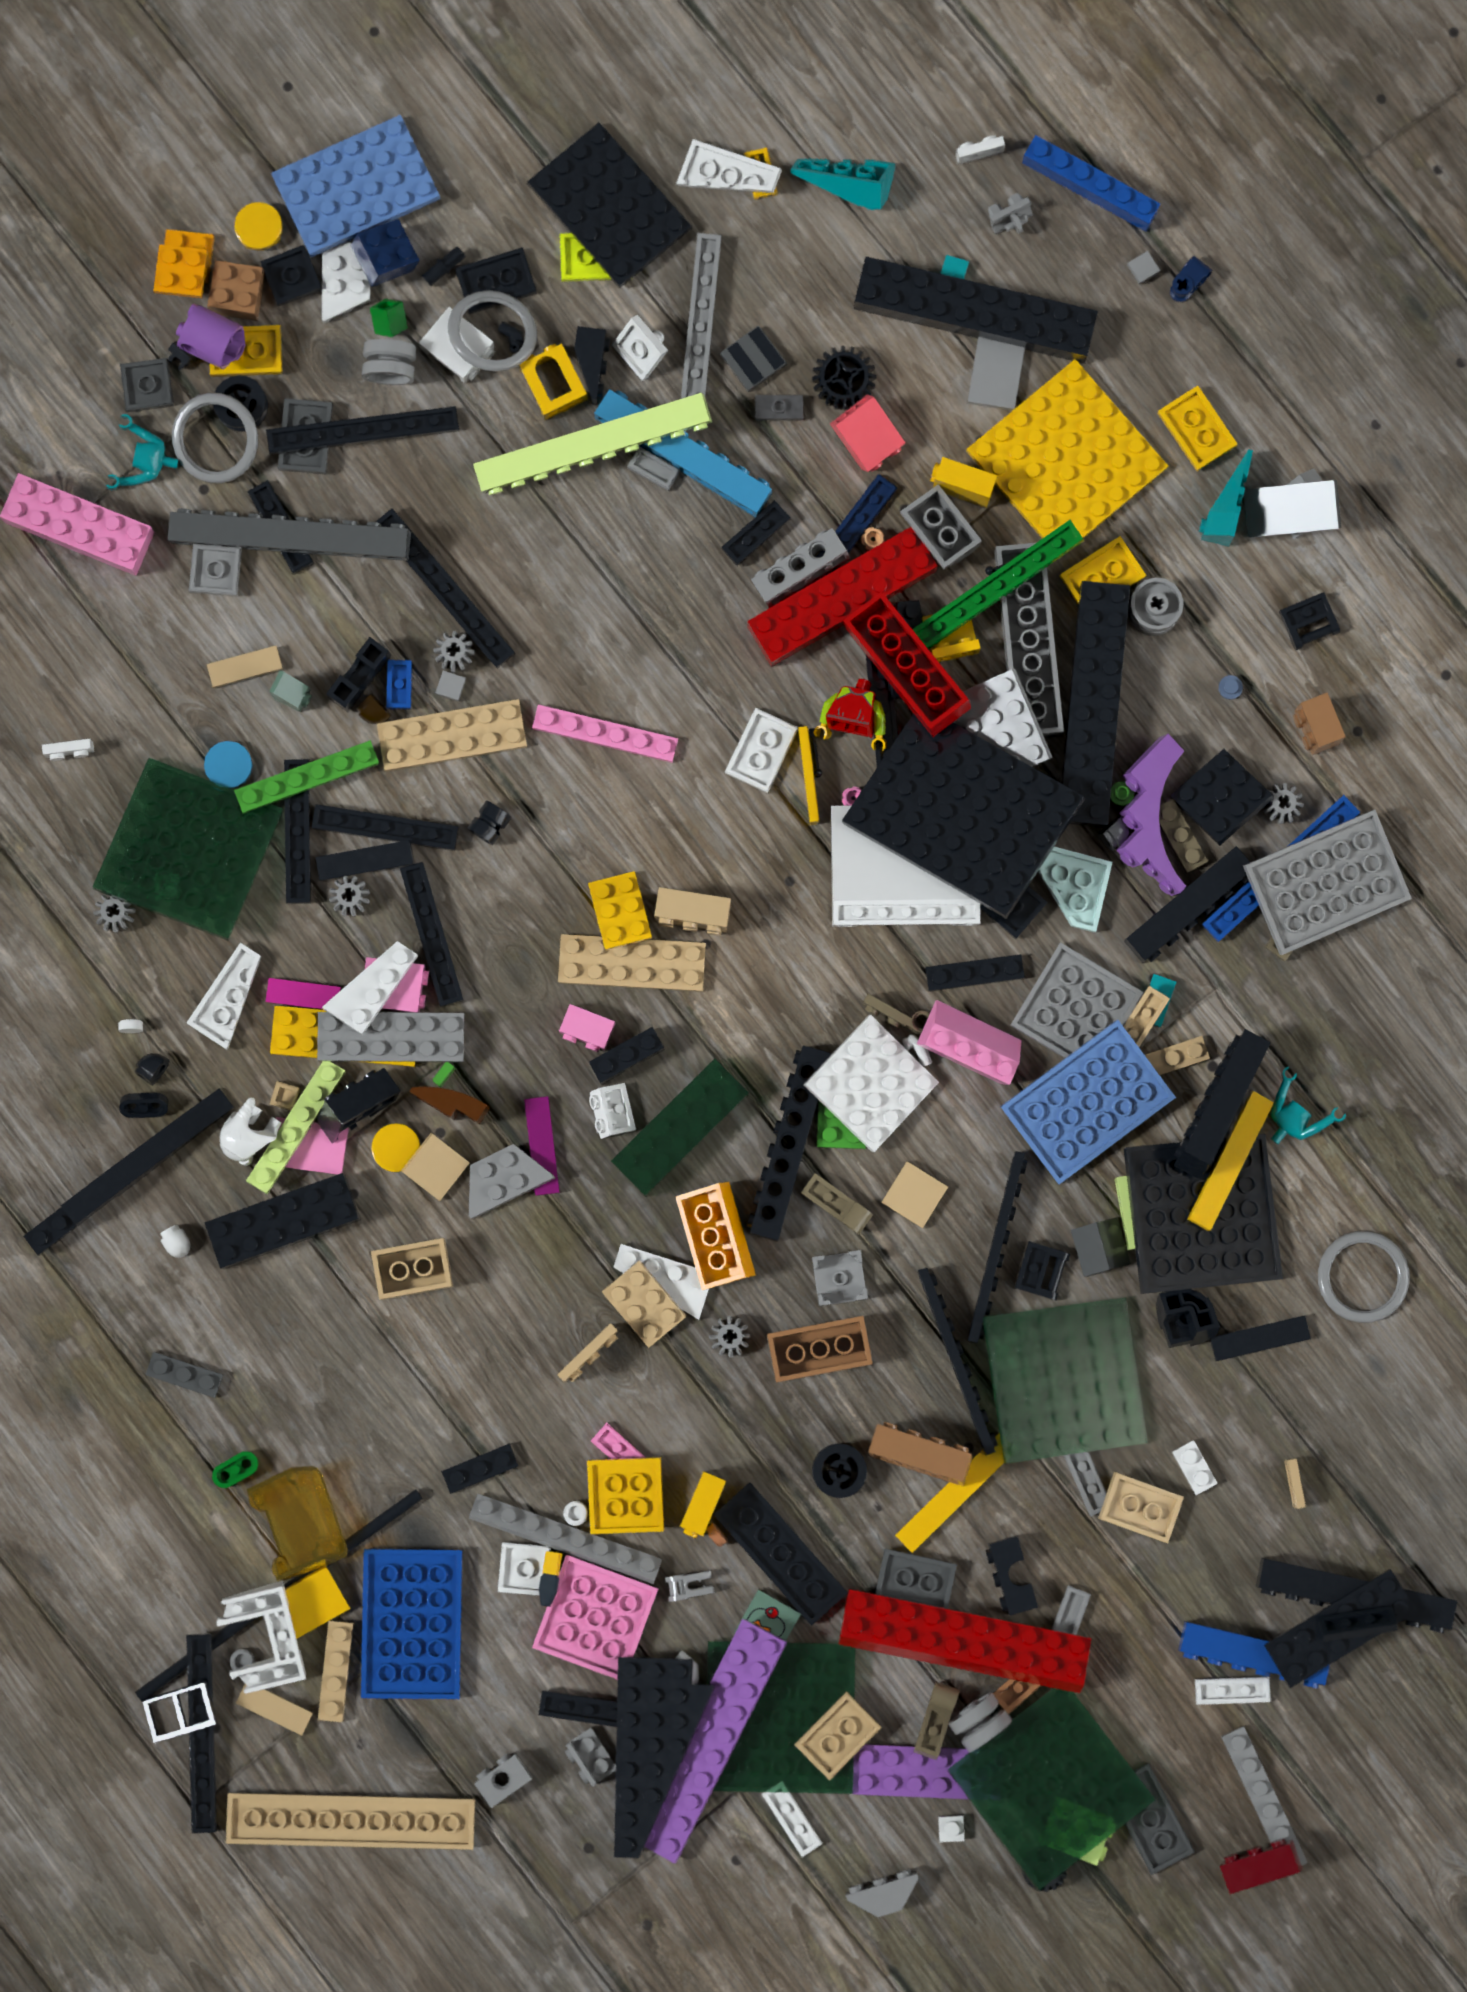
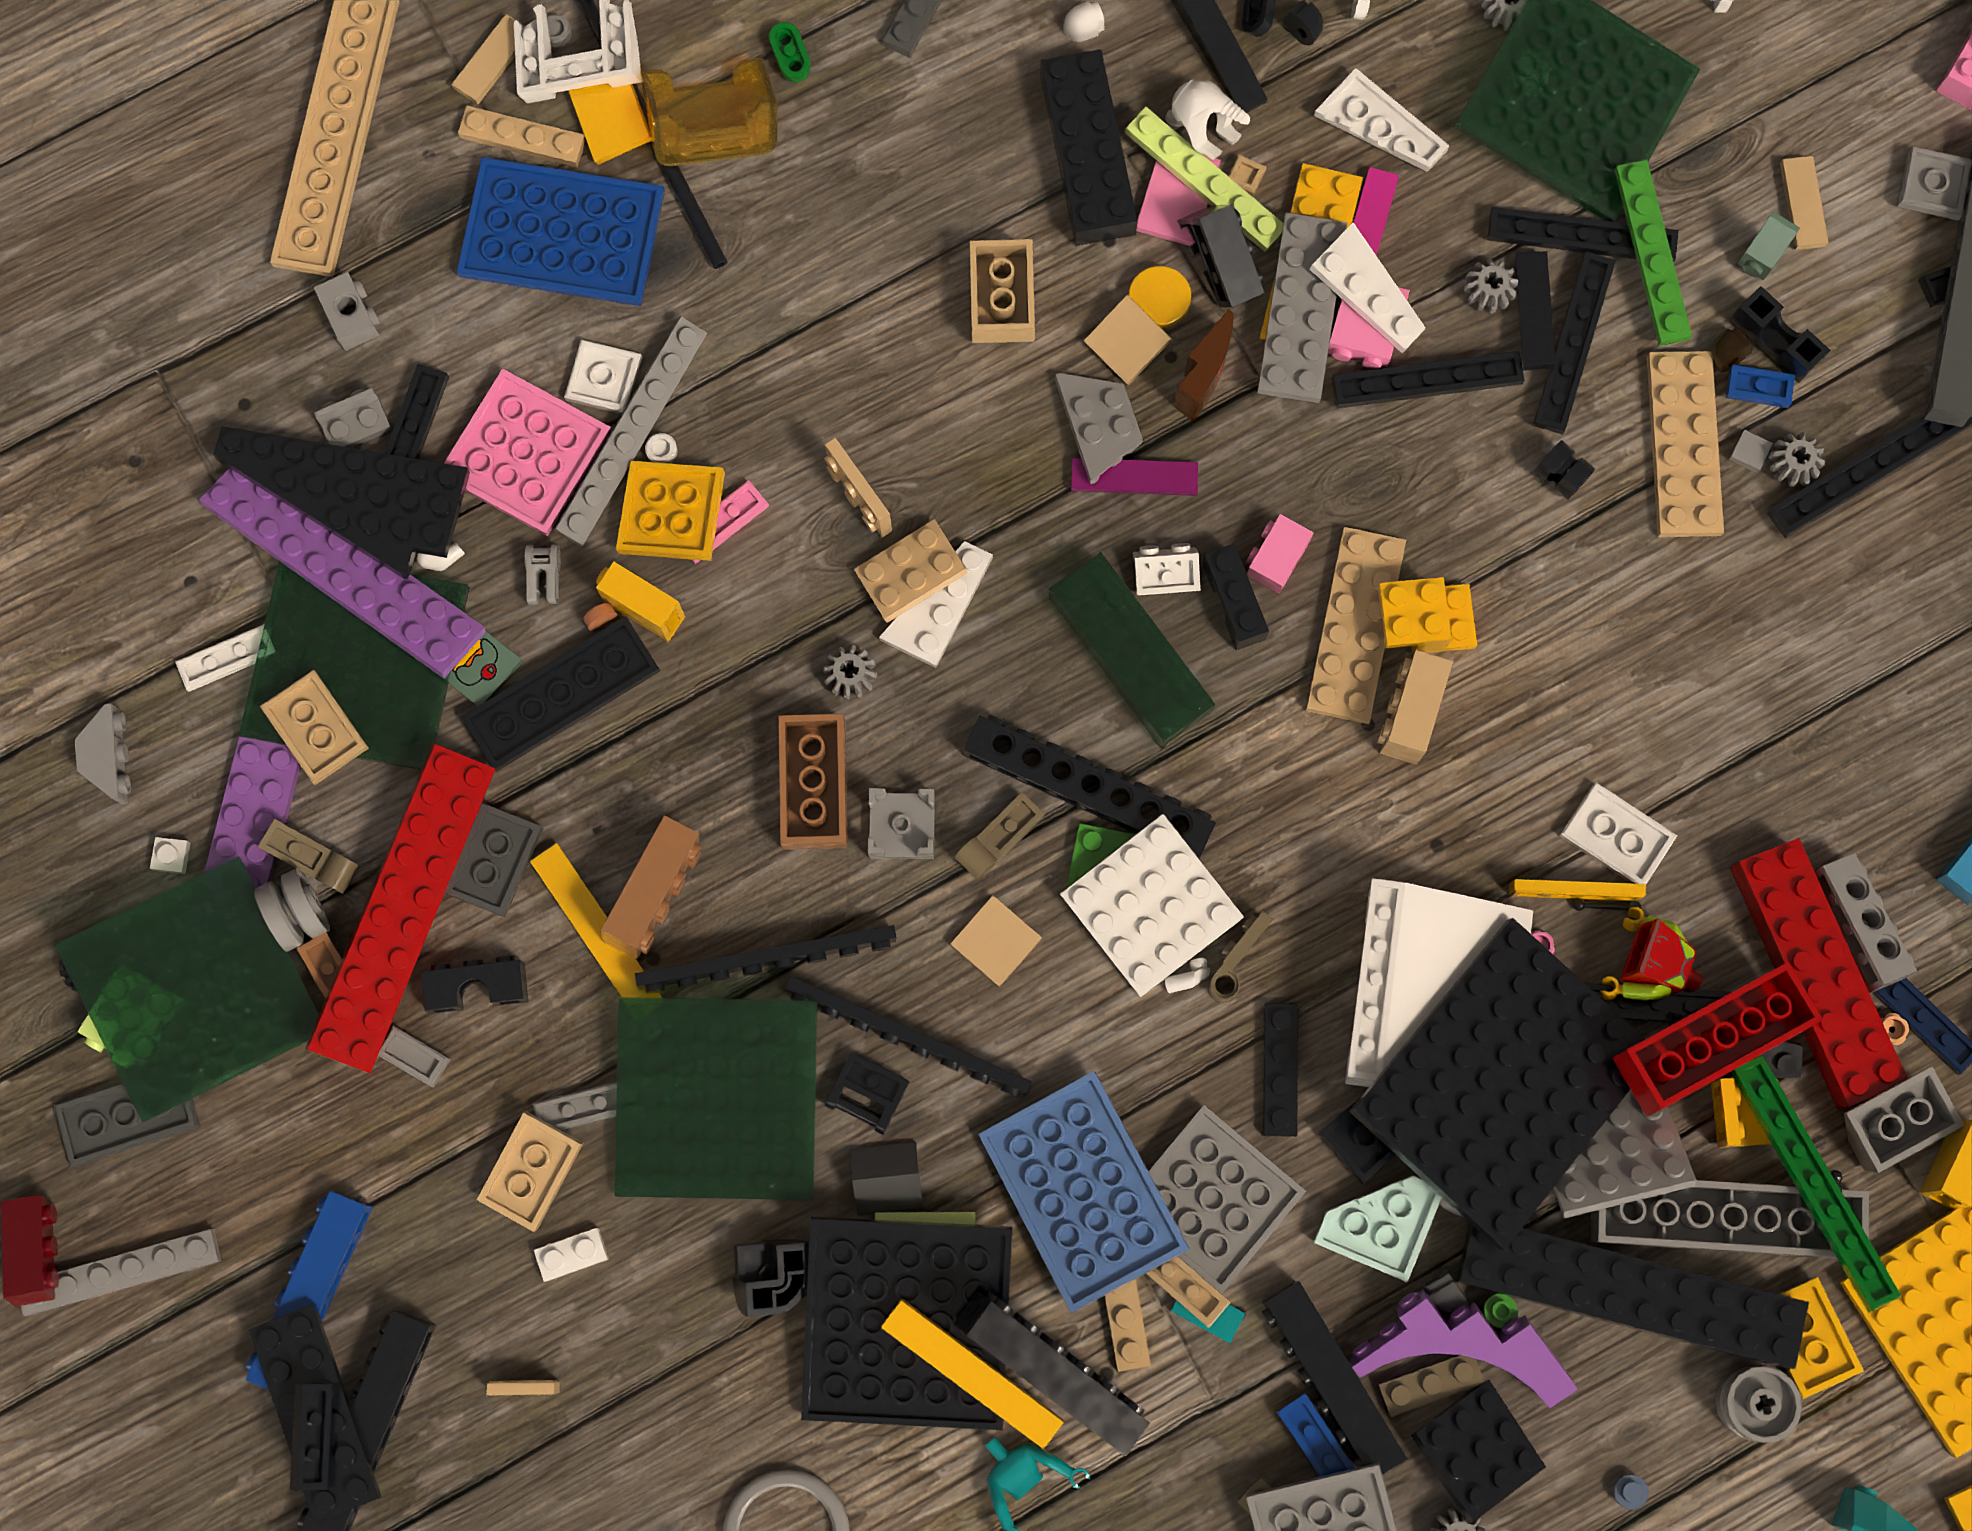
camera: 100 degrees right, 5 degrees down
(228, 764) = (1679, 165): dark azure tile -> none
(443, 1074) = (1244, 367): bright green tile -> none
(480, 1468) = (738, 342): black plate -> none
(549, 1580) = (583, 401): piece -> none
(605, 733) = (1664, 637): bright pink plate -> none
(715, 1235) = (983, 673): light orange slope -> none
(755, 533) = (1916, 873): black plate -> none
(844, 1452) = (629, 773): black wheel -> none
(971, 1043) = (1186, 1046): bright pink slope -> none
(1232, 1690) = (268, 1254): white tile -> none
(1260, 1338) = (727, 1375): black tile -> none

